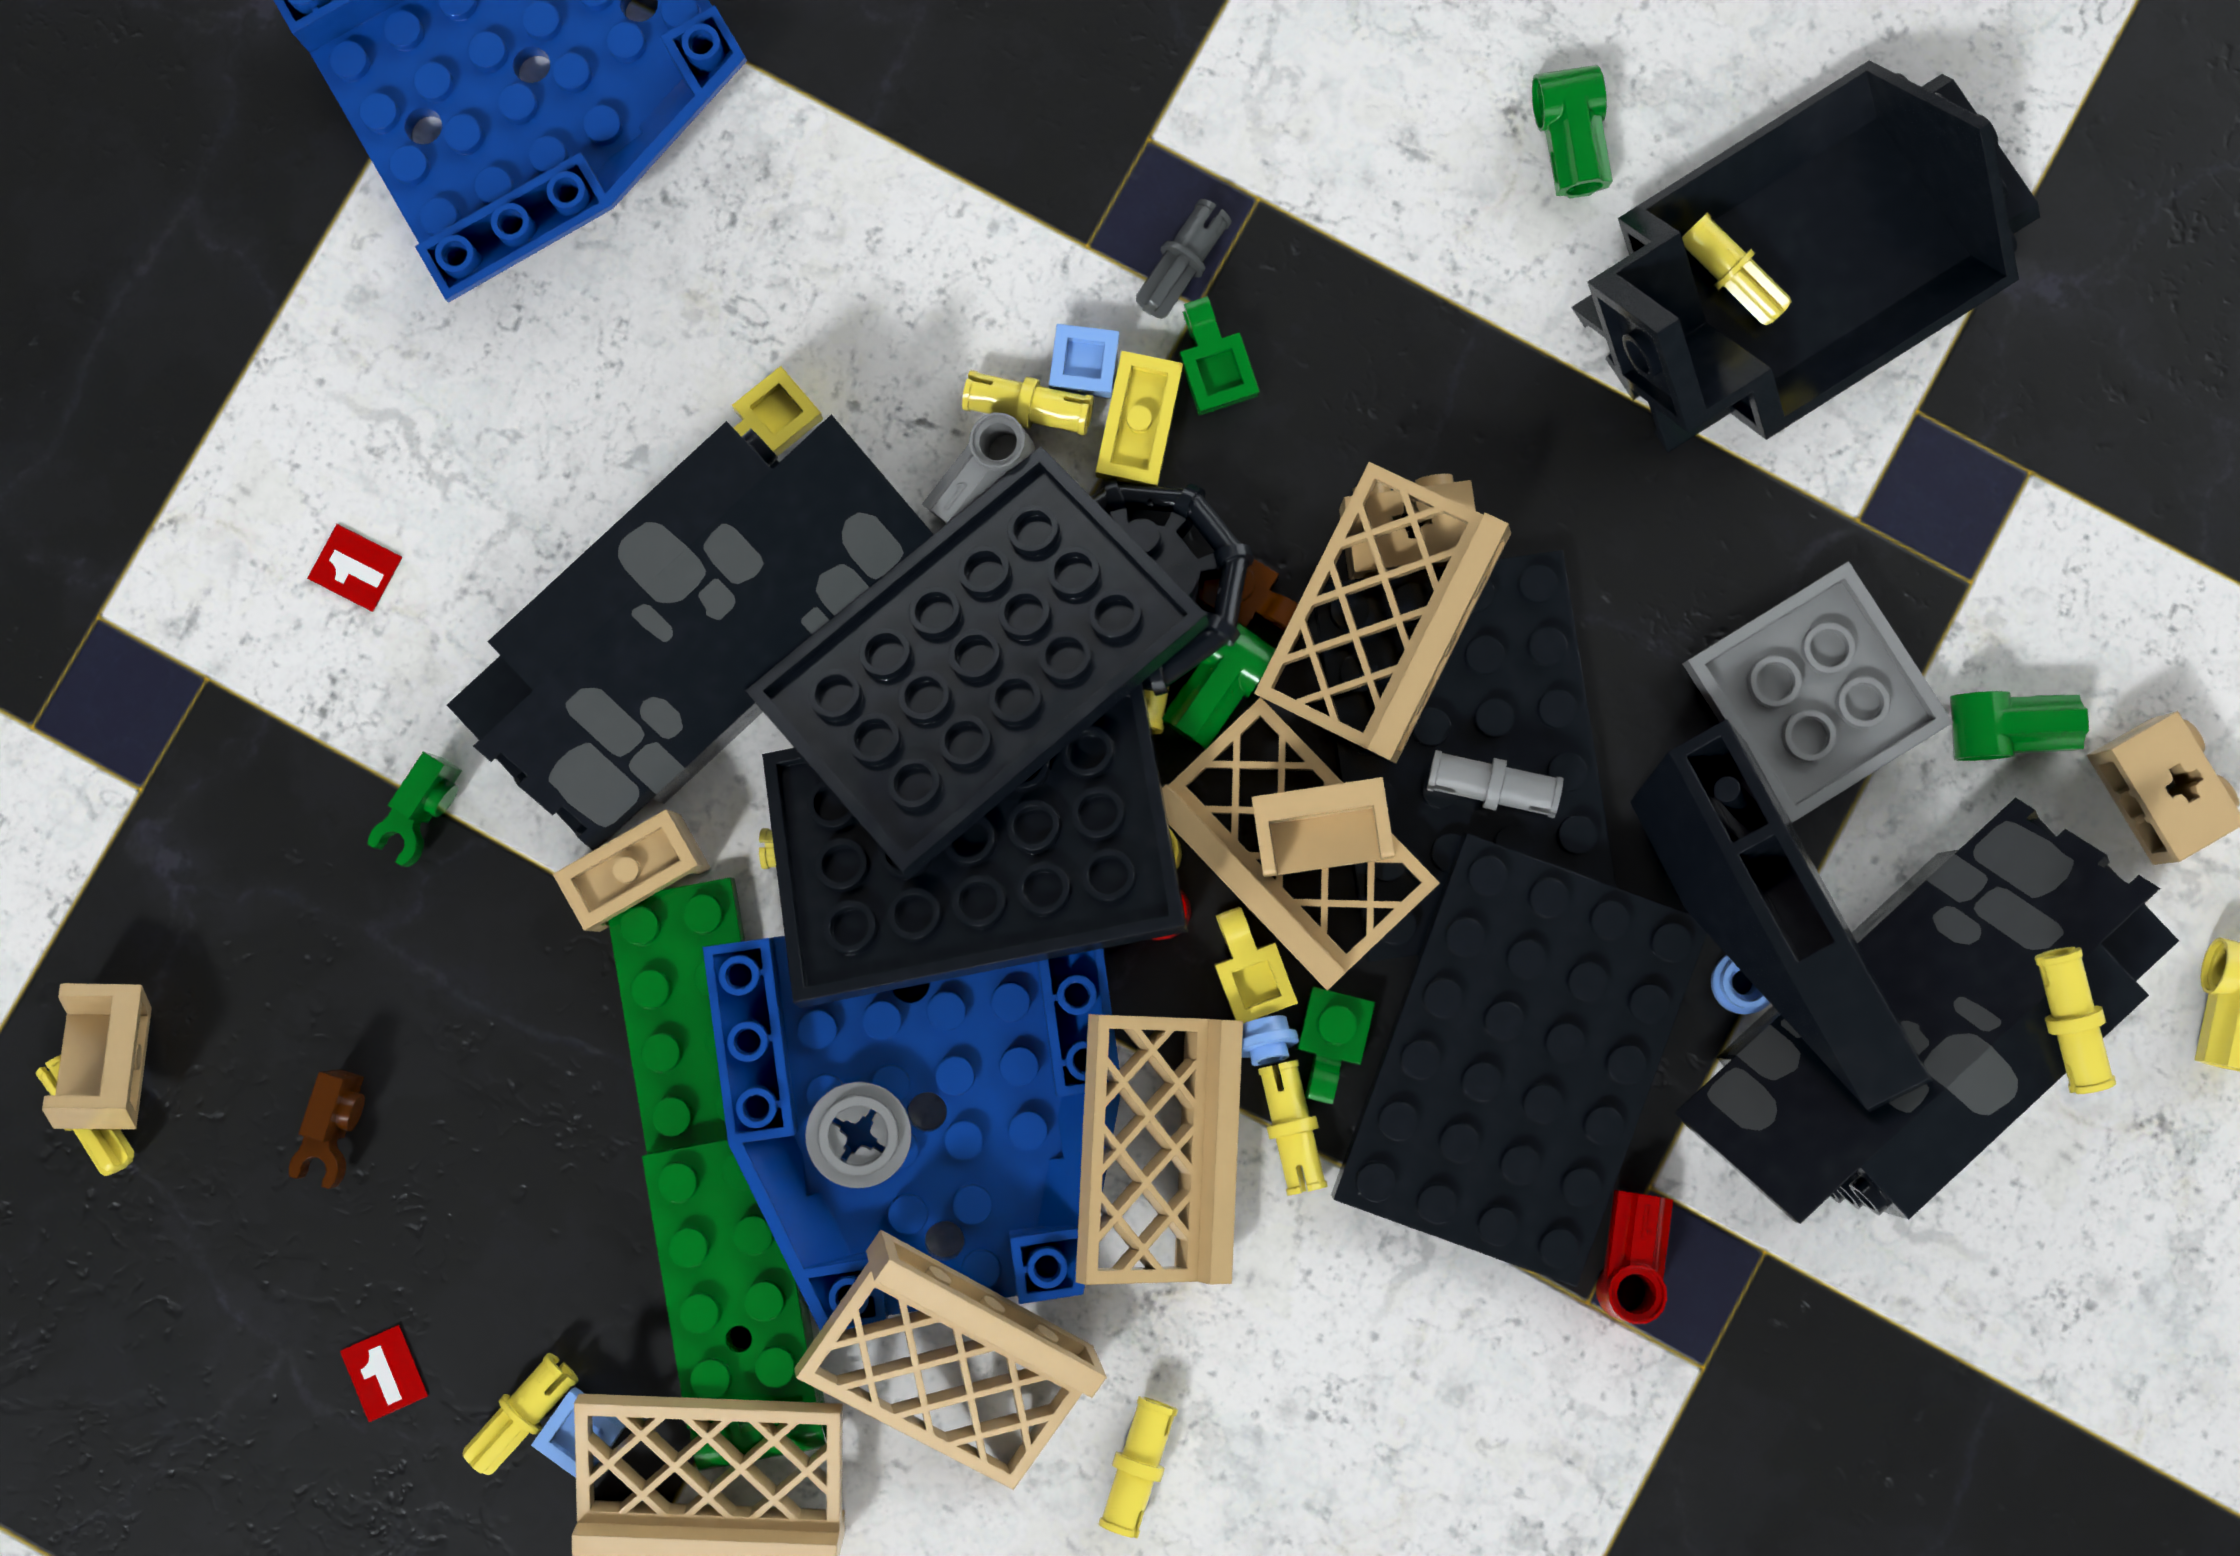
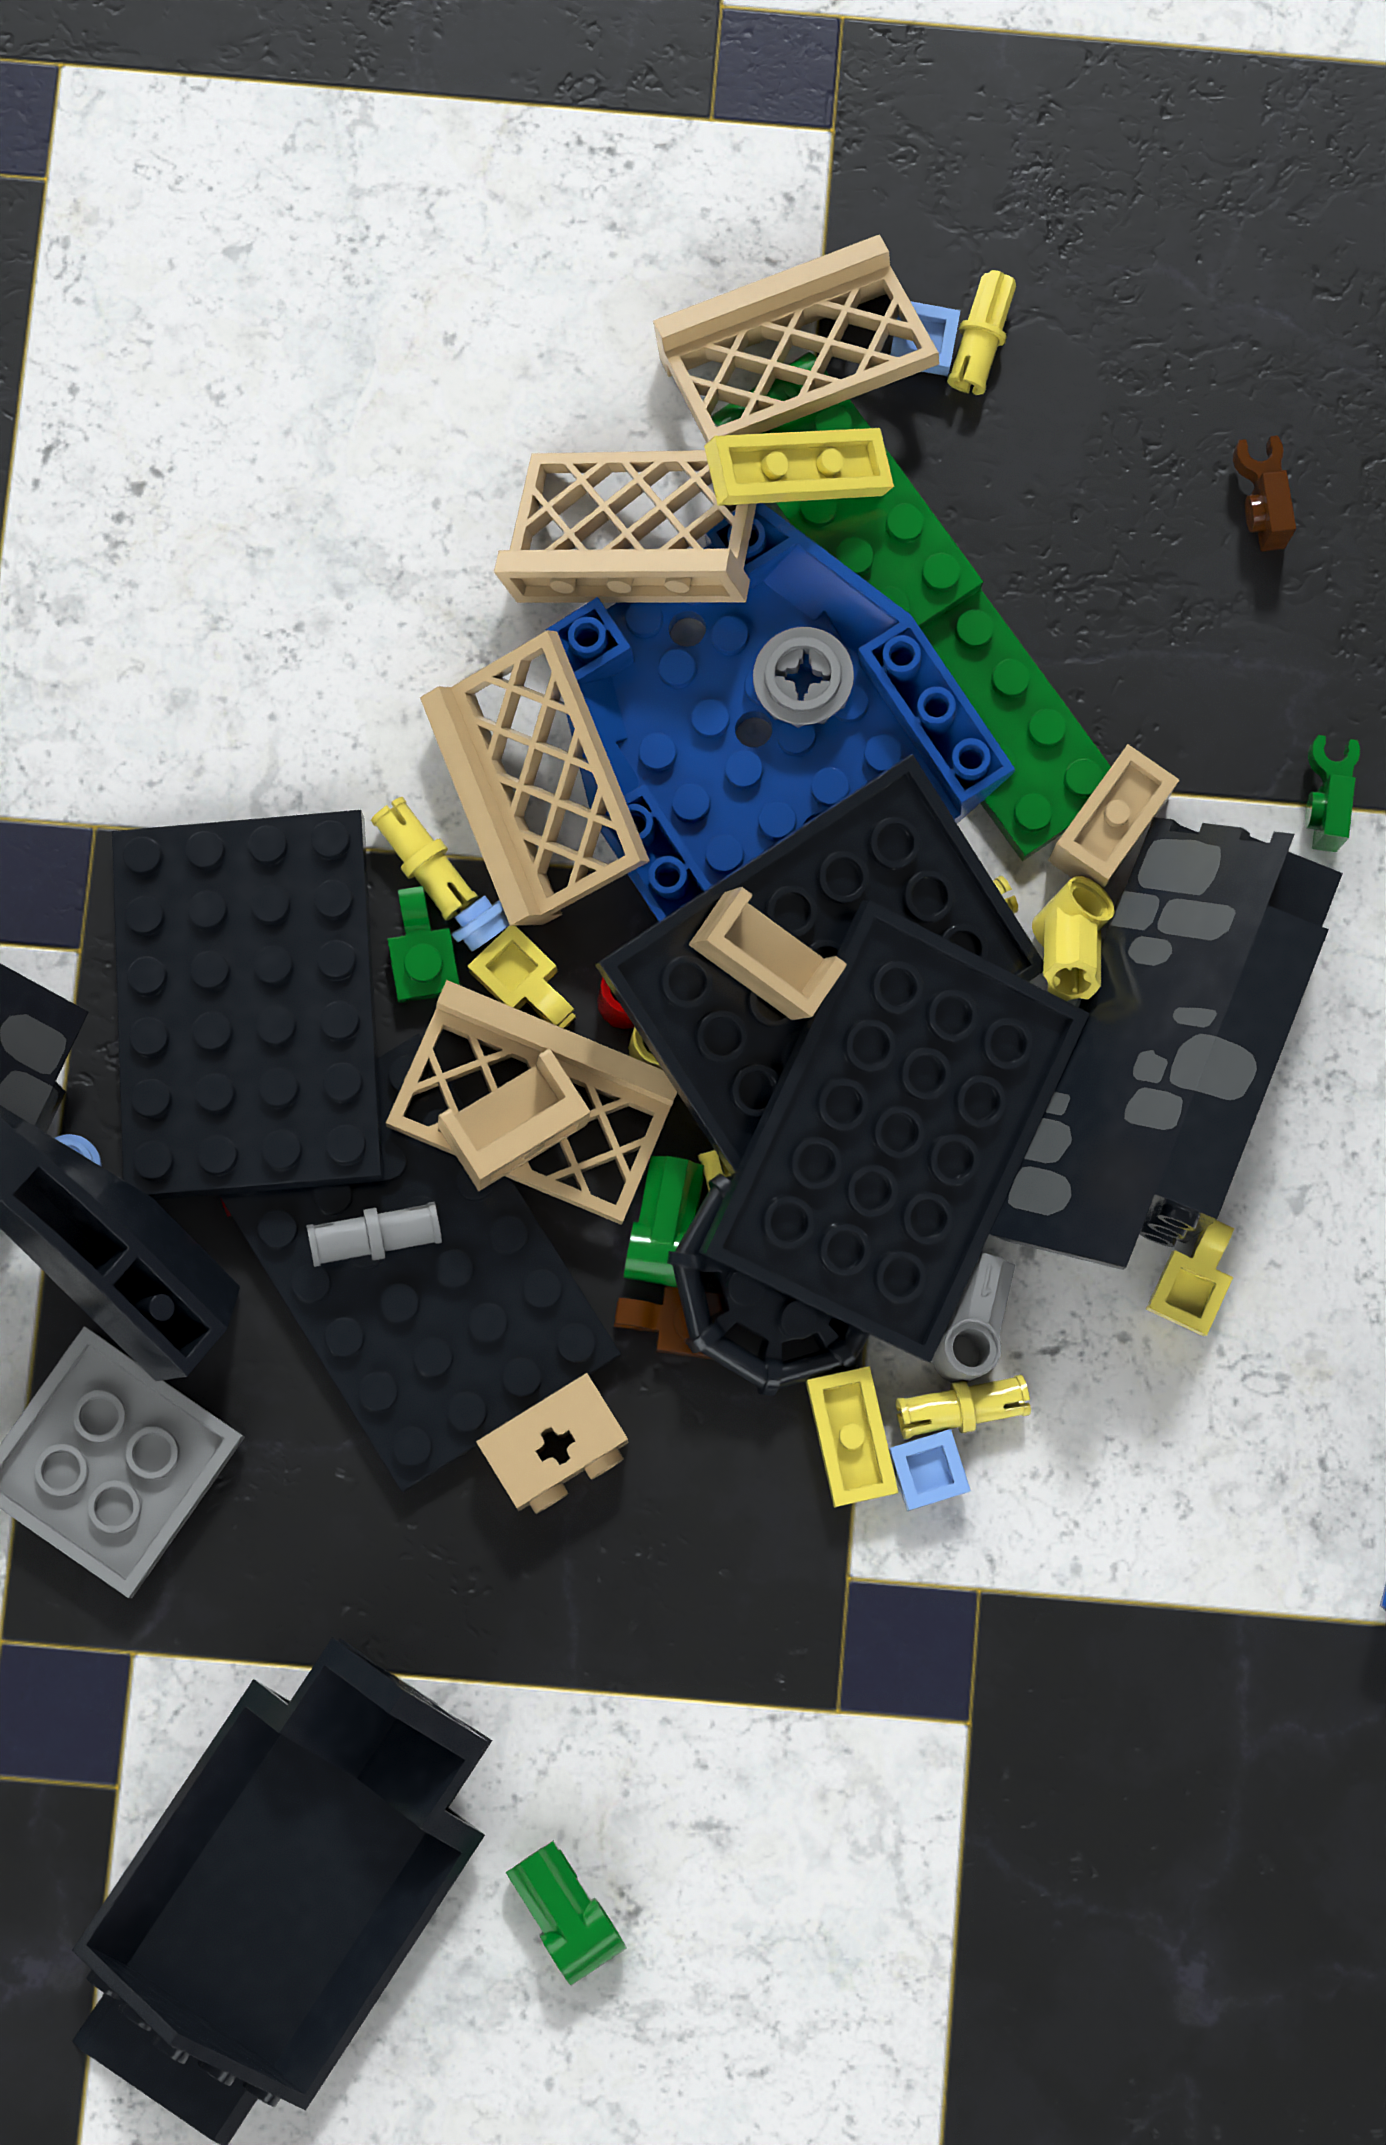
camera: 145 degrees right, 5 degrees down
(383, 1373) = (1116, 318): red sticker -> none
(724, 780) = (1072, 938): none -> light yellow piece
(767, 1340) = (798, 466): none -> light yellow plate
(1022, 860) = (765, 956): none -> tan panel
(1138, 1467) = (432, 516): light yellow pin -> none
(1182, 260) = (882, 1610): dark grey axle -> none
(1216, 366) = (802, 1520): green plate -> none
(1434, 635) = (488, 1342): tan fence -> none
(1637, 1247) = (71, 883): red piece -> none
(1736, 270) = (351, 1836): light yellow axle -> none

